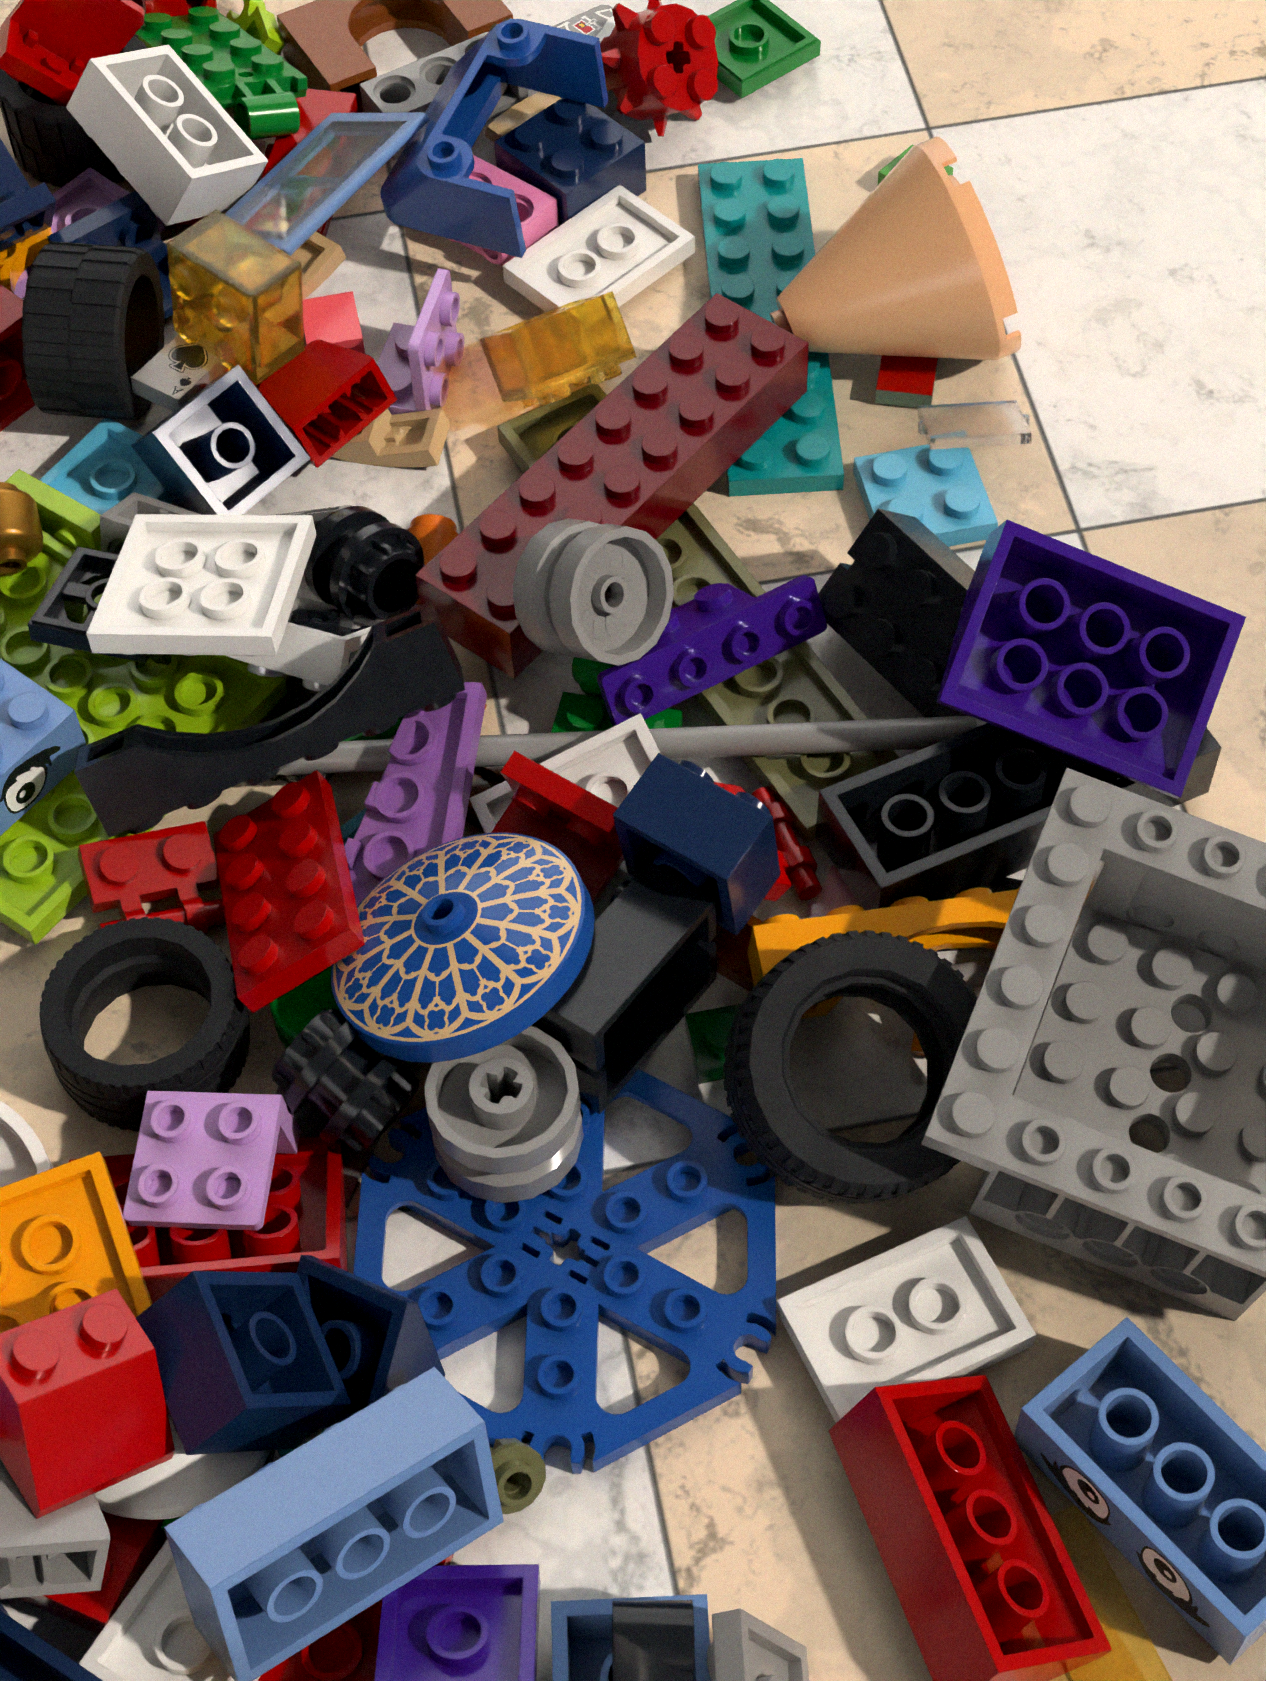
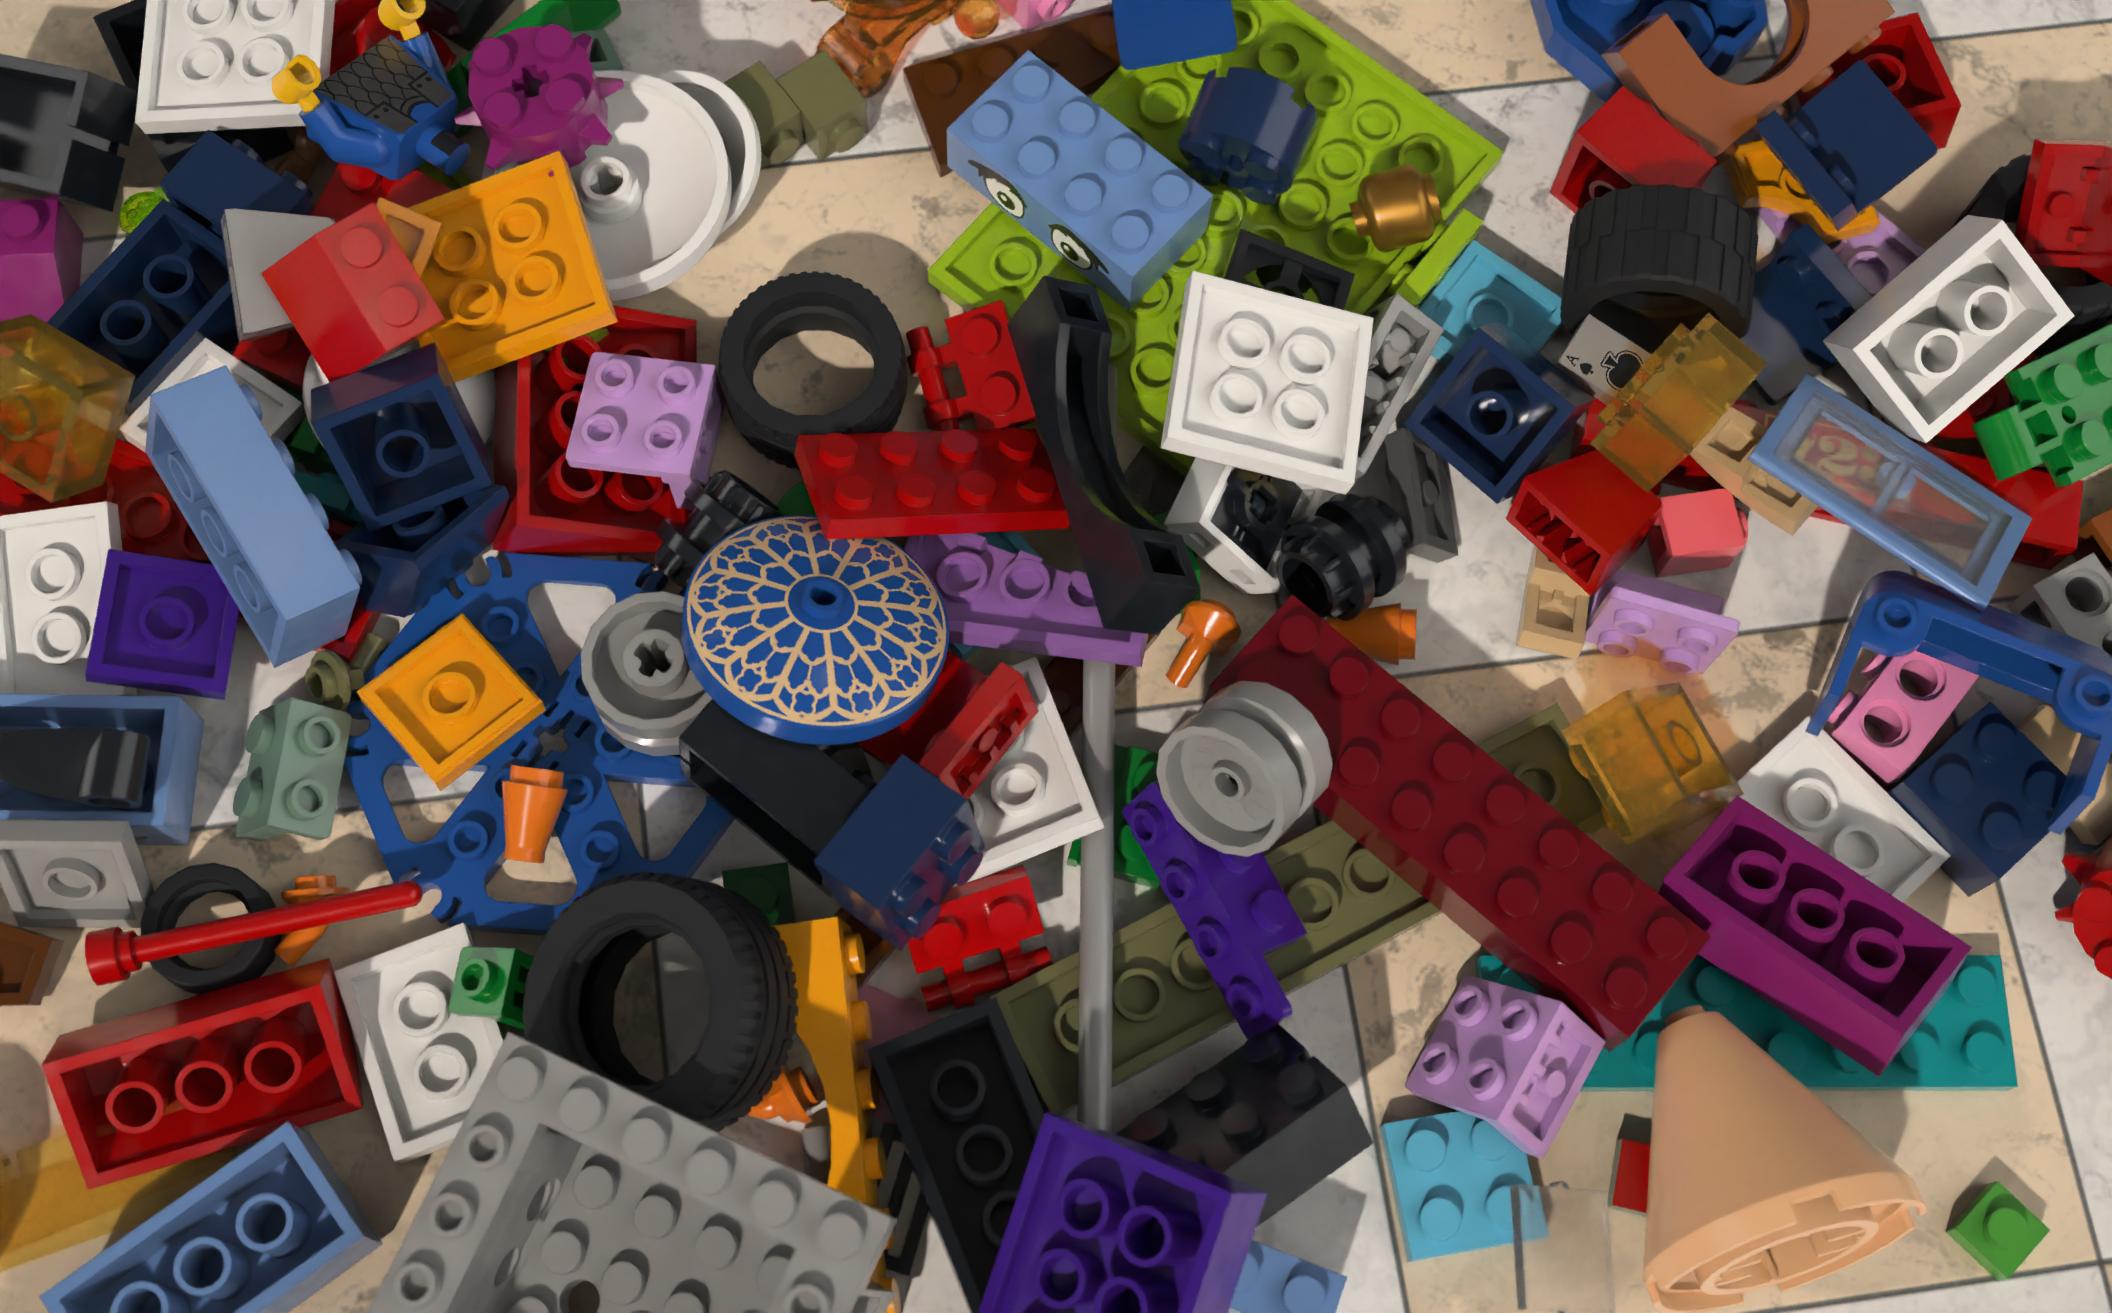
camera: 85 degrees right, 15 degrees up
(534, 1332) = (451, 701): none -> light orange plate
(618, 1507) = (292, 771): none -> sand green bracket
(655, 1233) = (531, 811): none -> orange cone
(706, 238) = (1813, 934): none -> magenta brick
(763, 1459) = (307, 888): none -> orange plate
(816, 1514) = (175, 896): none -> black tyre
(820, 458) = (1507, 1061): none -> lavender bracket
(843, 1255) = (491, 984): none -> green bracket
(854, 1639) = (115, 953): none -> red piece

